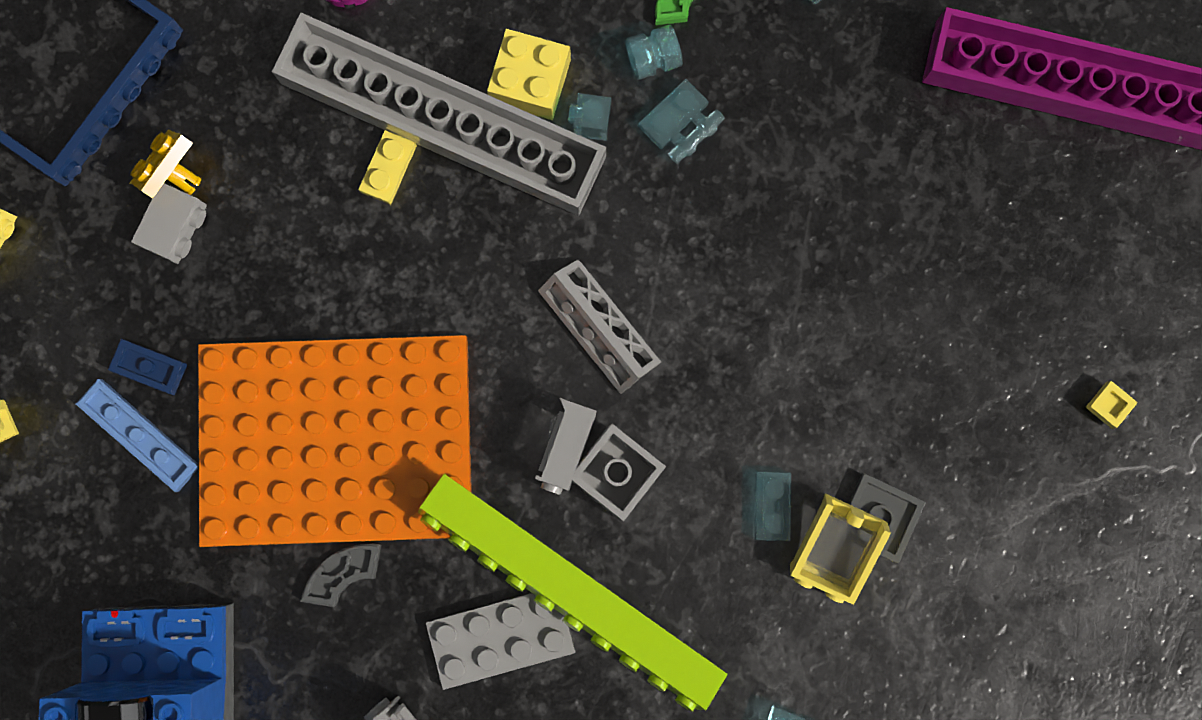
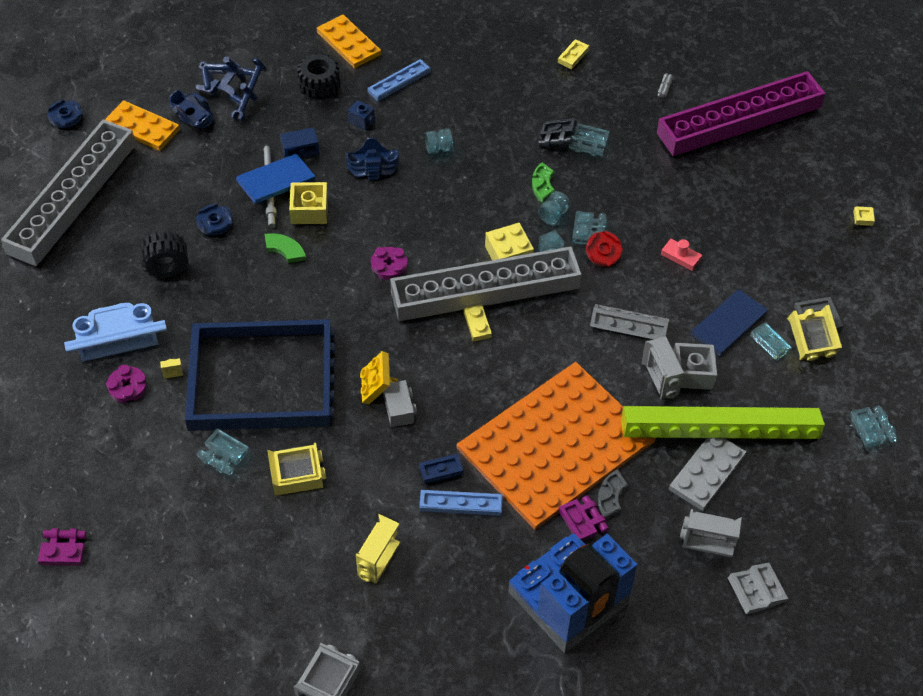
camera: 35 degrees left, 30 degrees down
(261, 580) = (579, 522): none -> magenta plate
(667, 177) = (604, 249): none -> red tile
(742, 431) = (729, 322): none -> dark blue tile
(776, 267) = (681, 254): none -> coral tile

